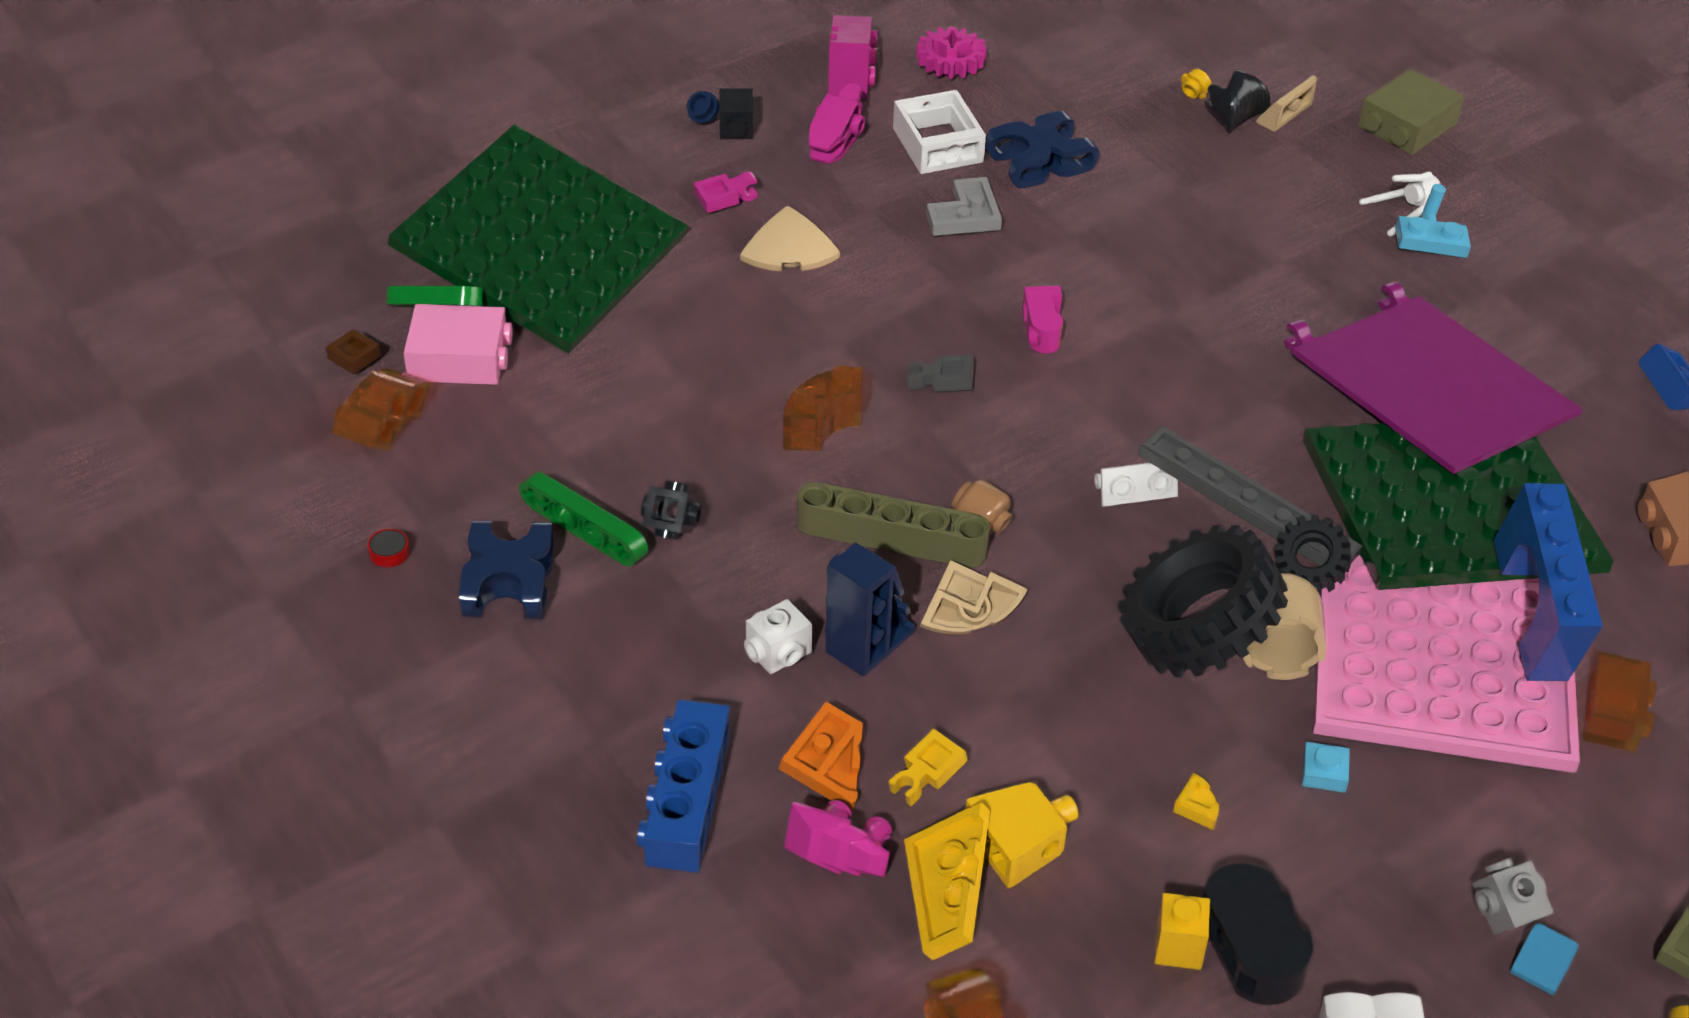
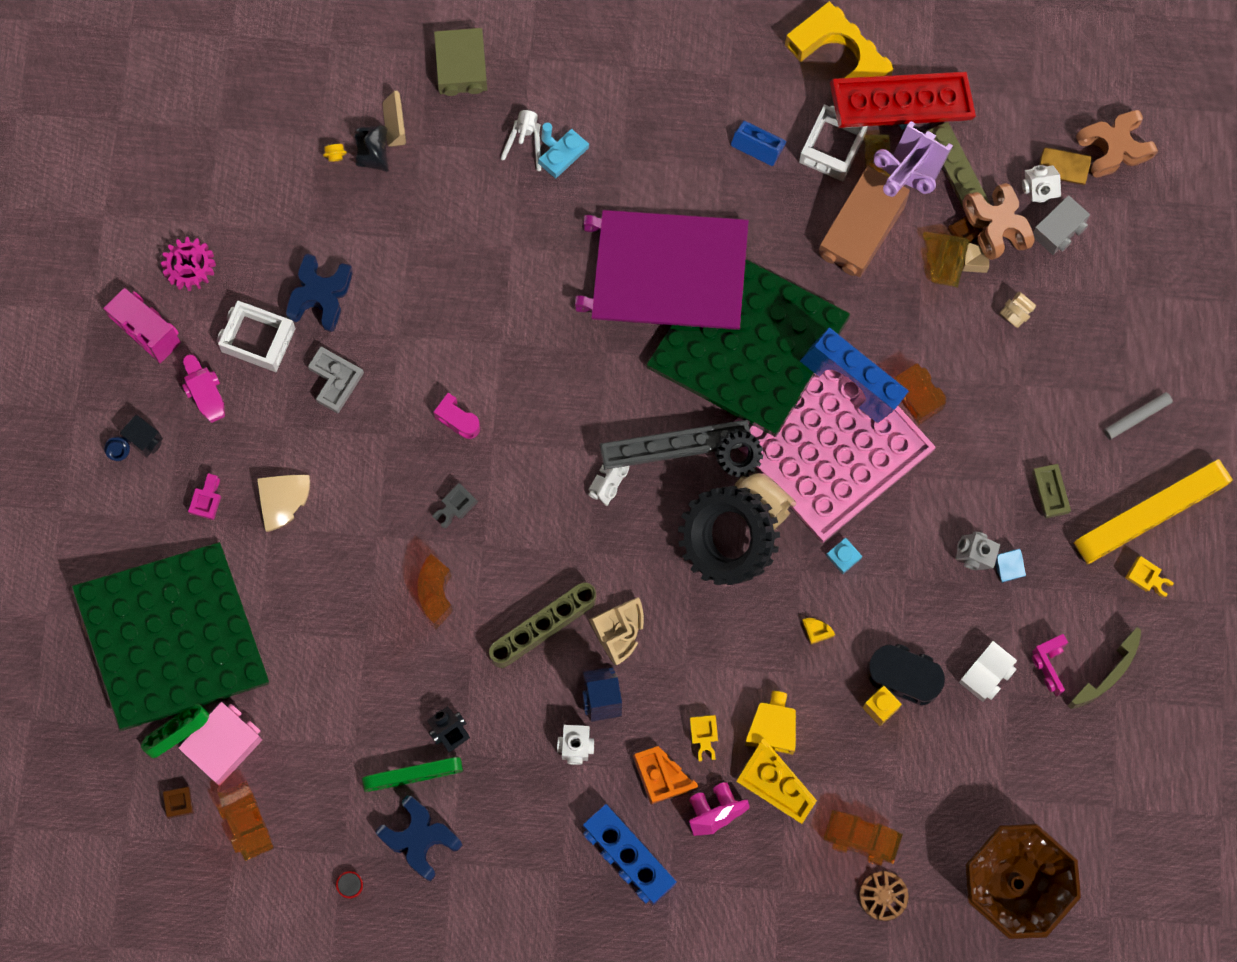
camera: 50 degrees left, 30 degrees up
(984, 500) = (569, 572): medium nougat head -> none

